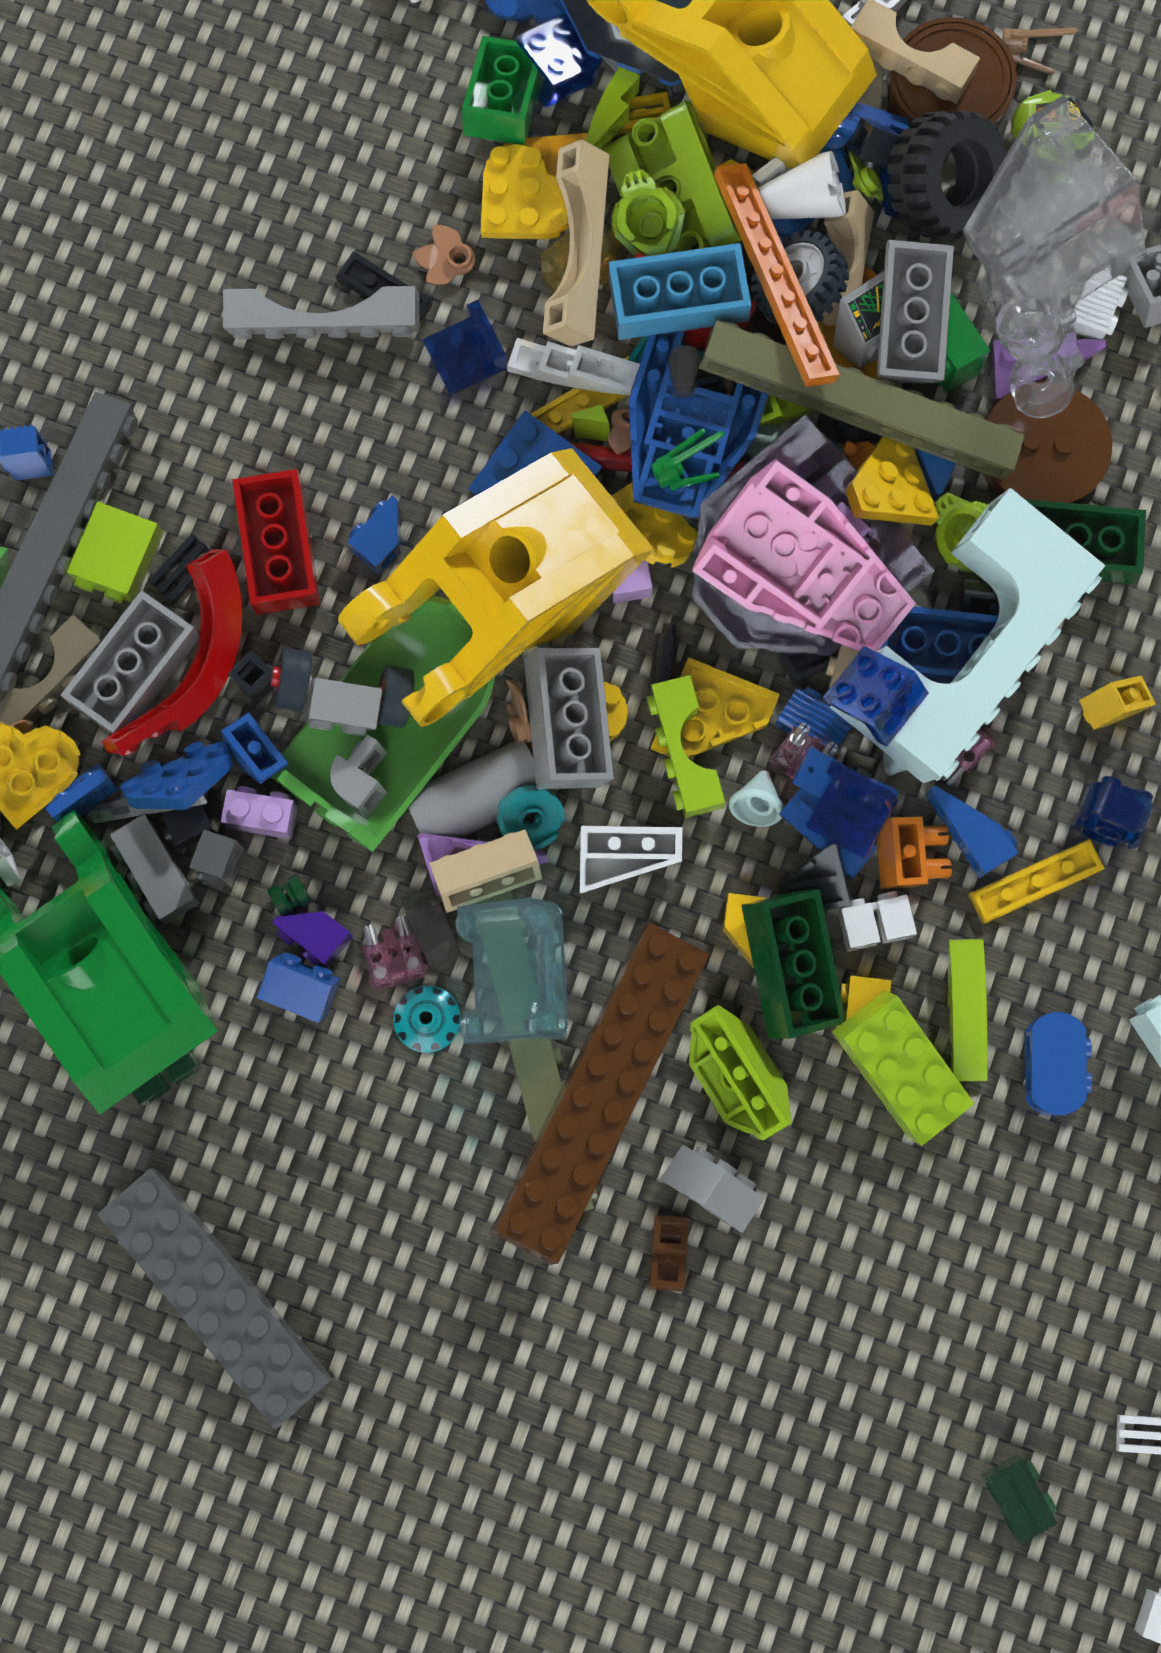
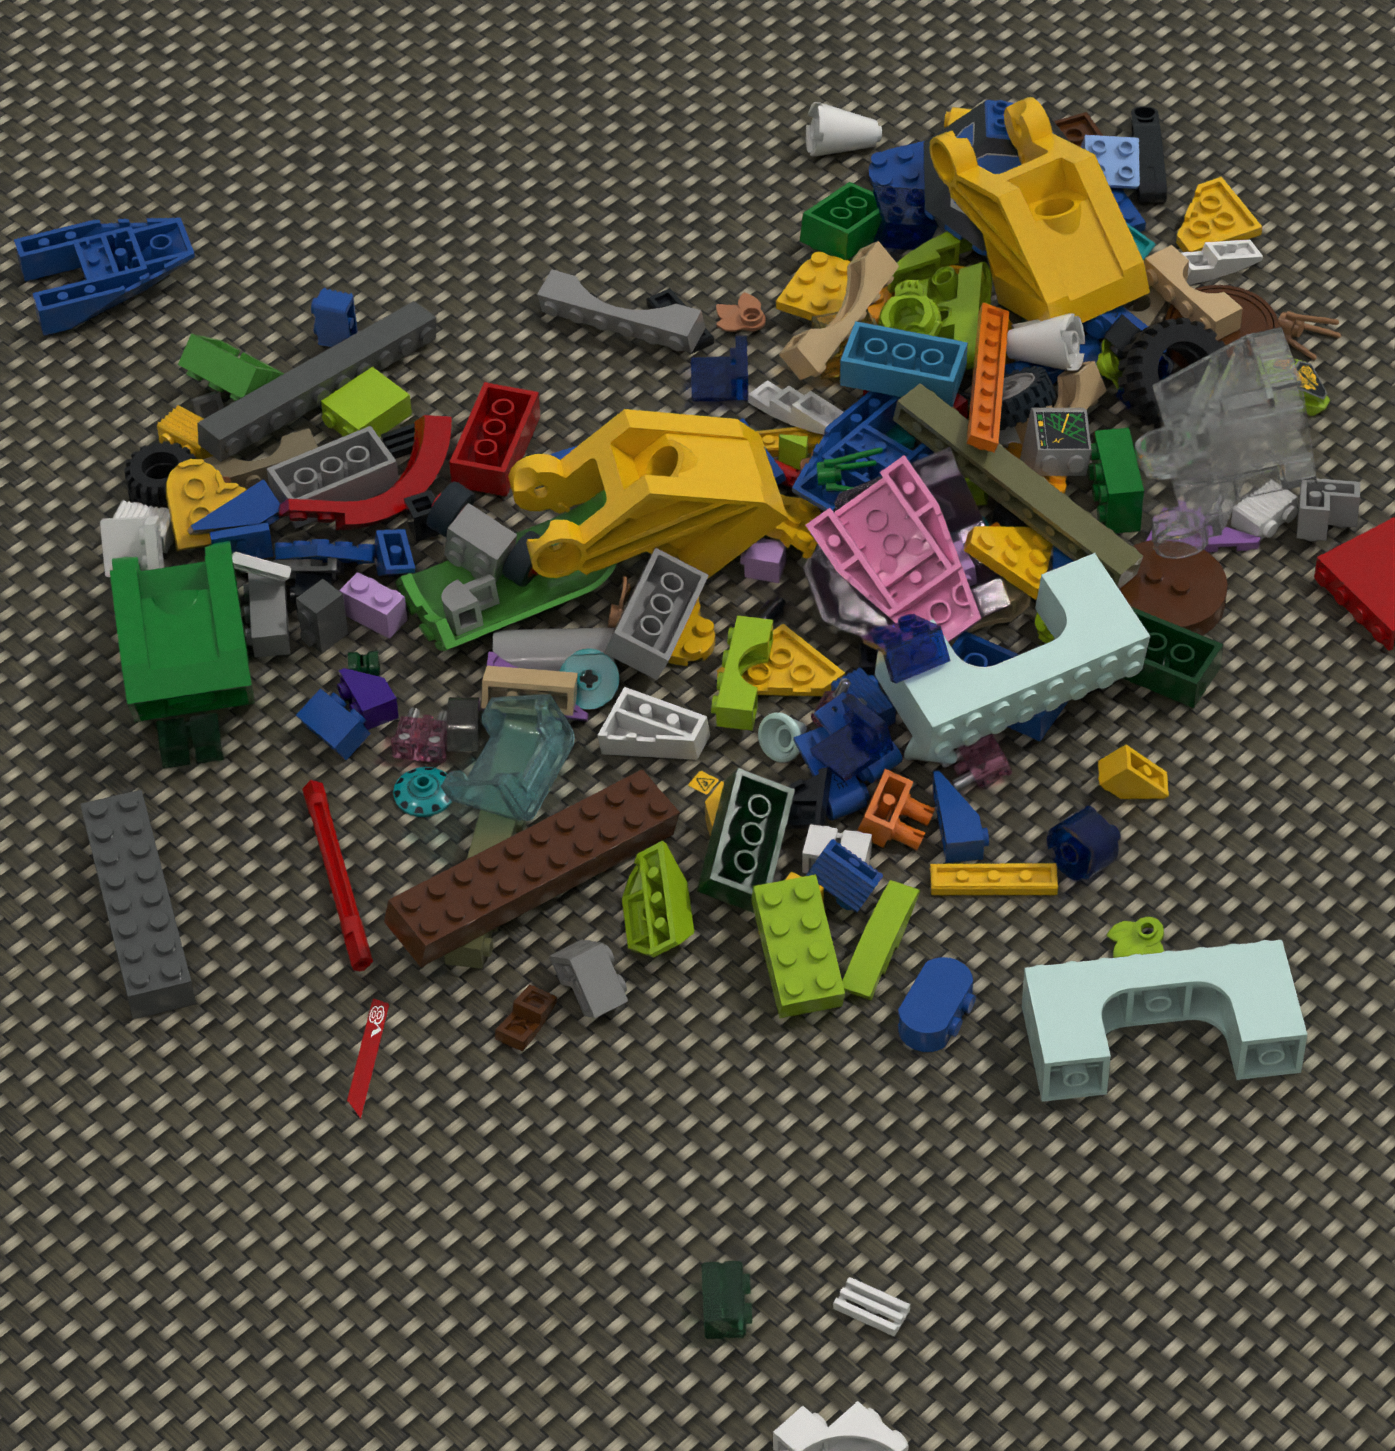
camera: 25 degrees right, 30 degrees down
(64, 762) = (249, 508): none -> blue slope
(126, 840) = (261, 567): none -> white tile
(396, 1166) = (351, 923): none -> red piece
(534, 1363) = (367, 1055): none -> red sticker
(683, 370) = (879, 417): clear smoke cone -> none
(698, 884) = (703, 782): none -> yellow sticker
(905, 958) = (845, 876): none -> blue brick
(915, 312) = (1087, 437): light grey brick -> none

